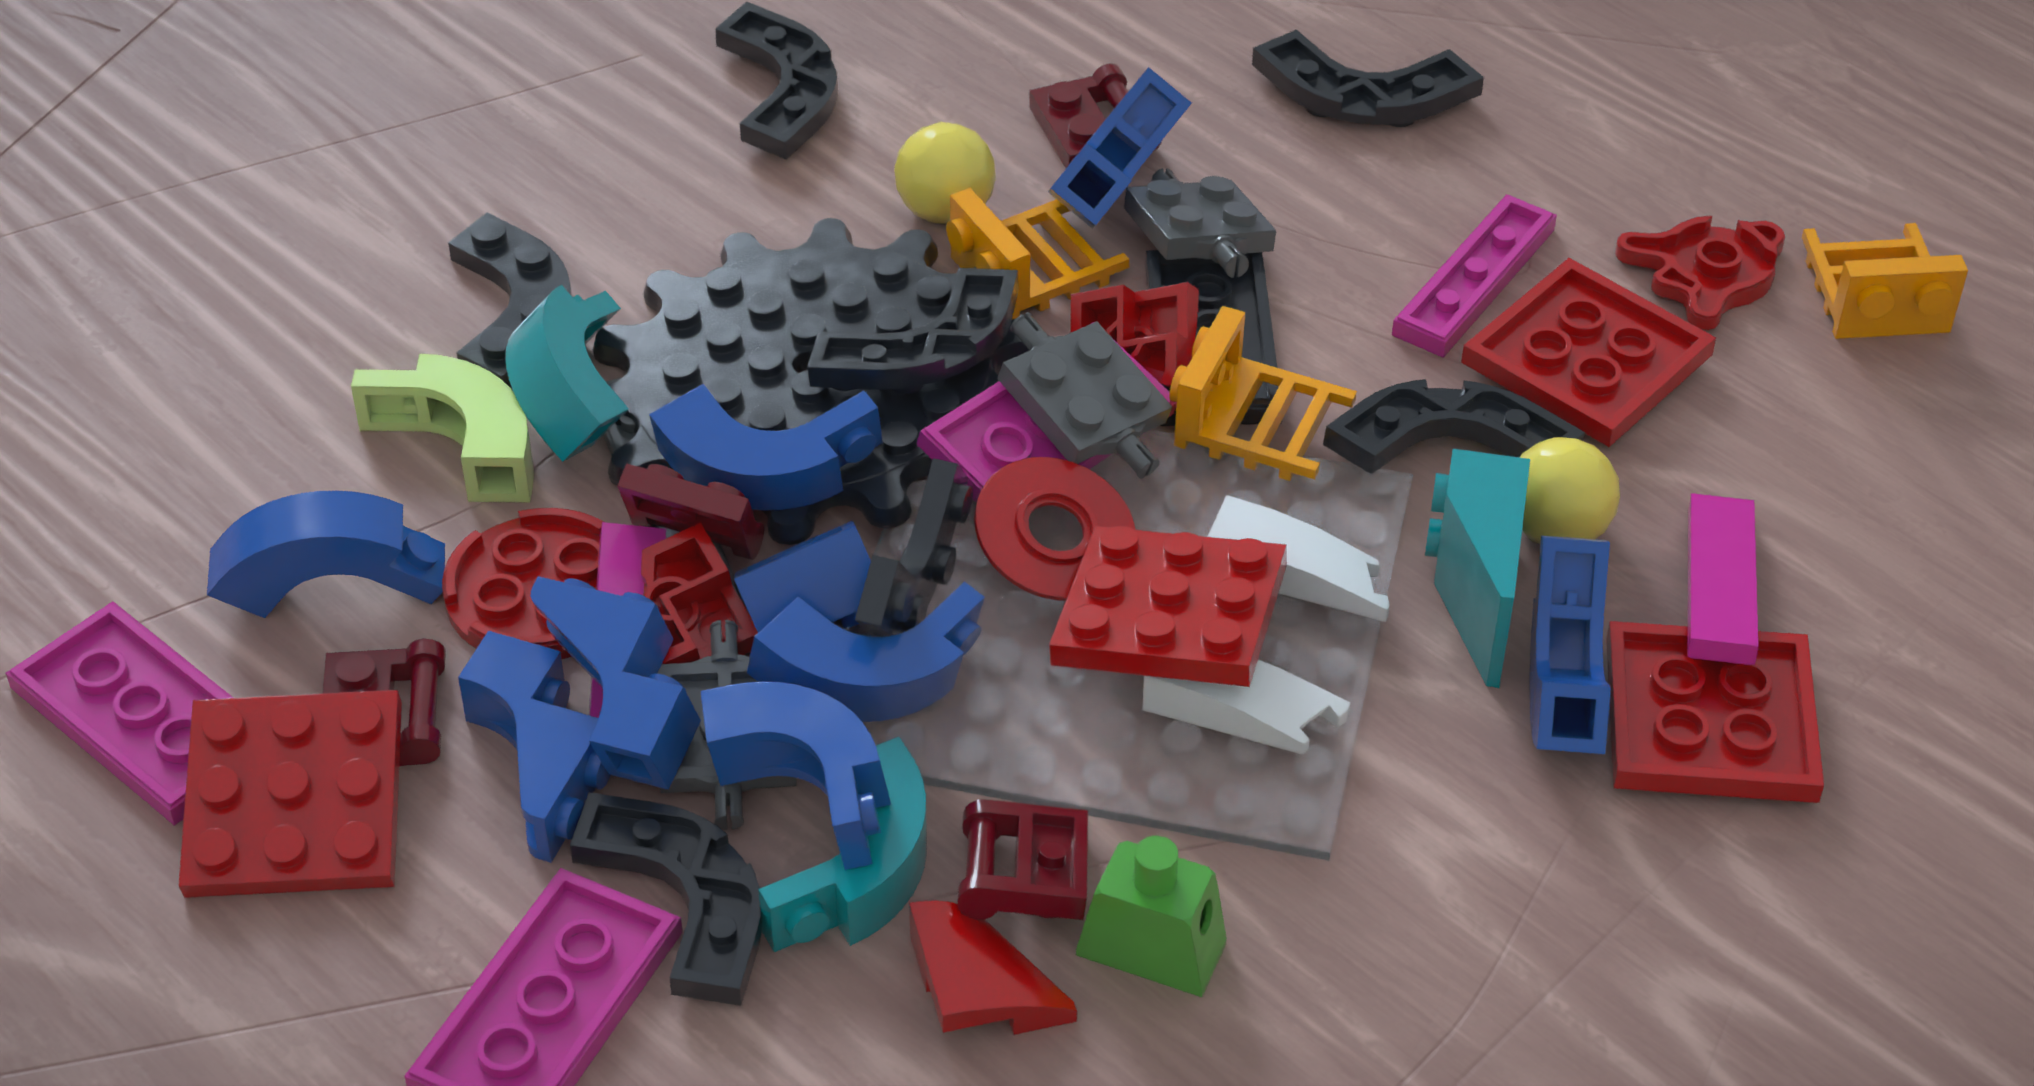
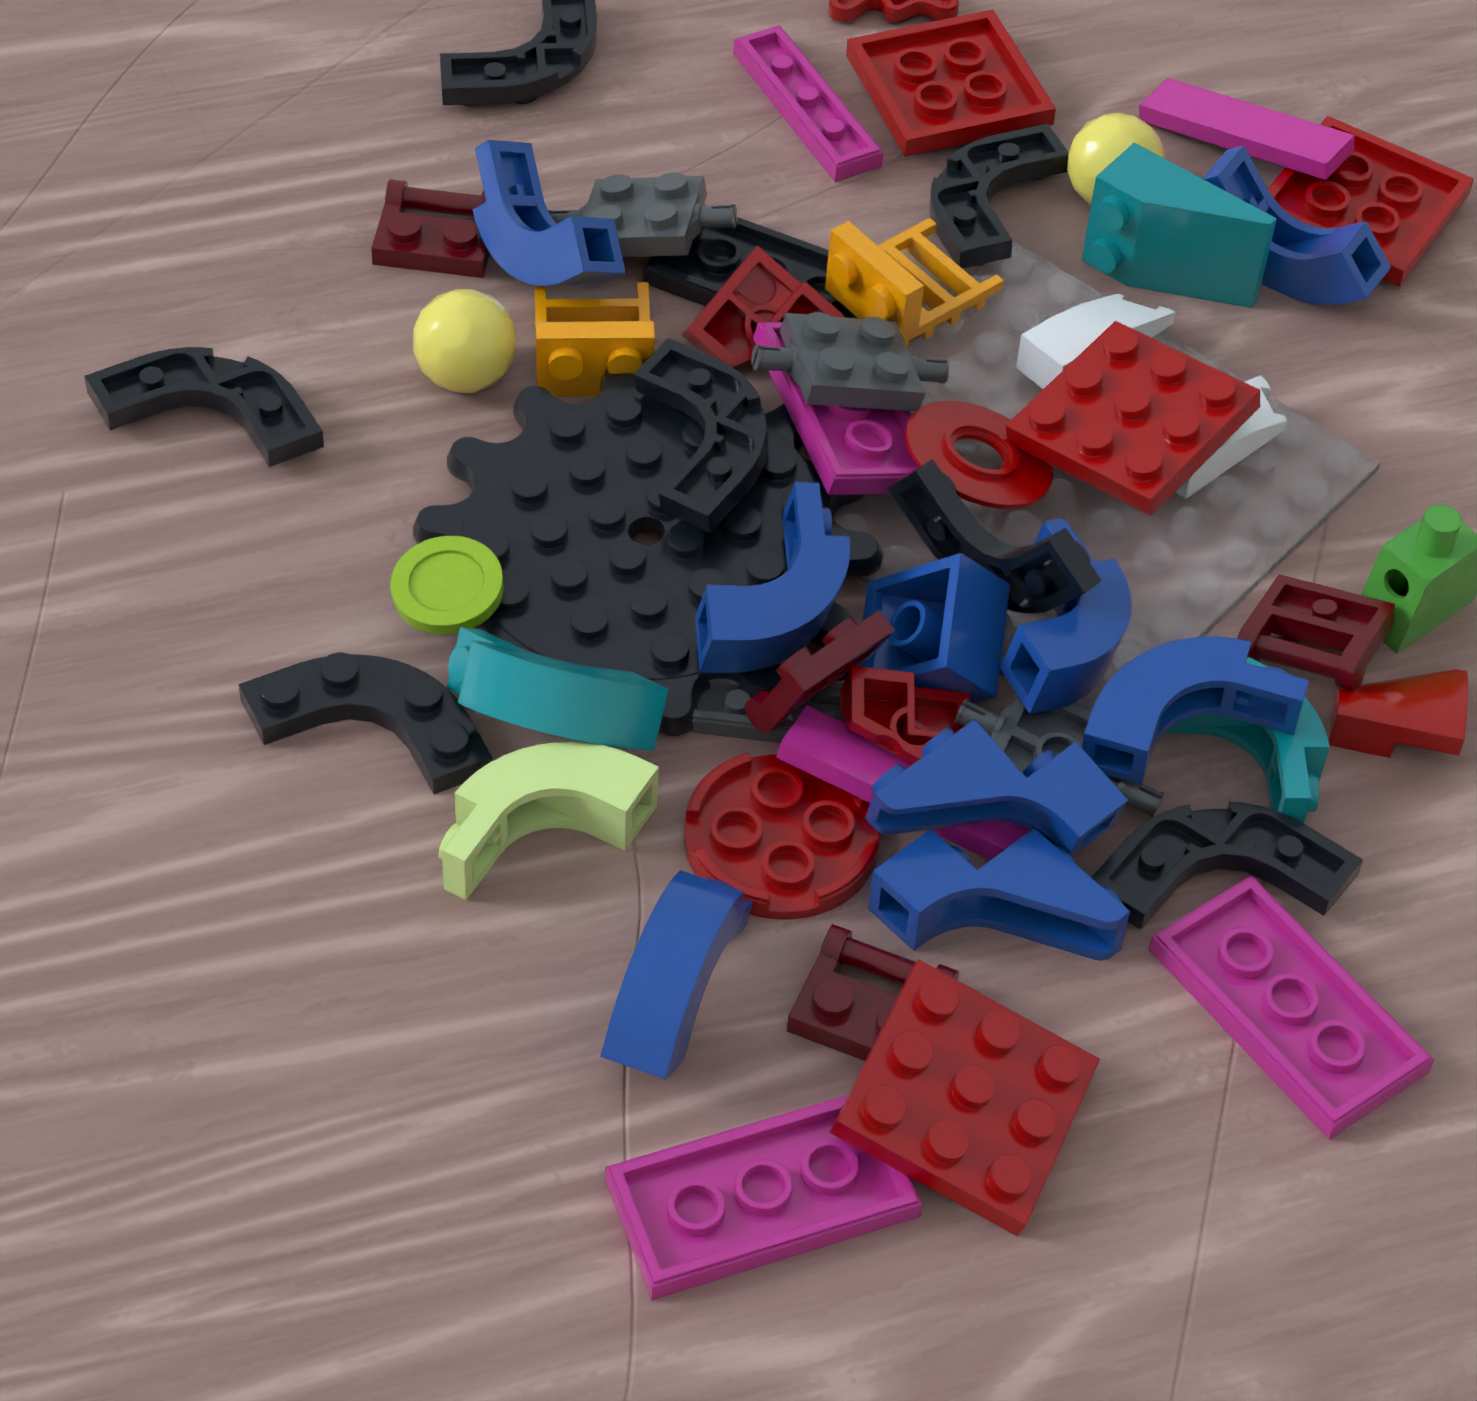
camera: 65 degrees left, 5 degrees up
(657, 271) = (447, 585): none -> lime piece

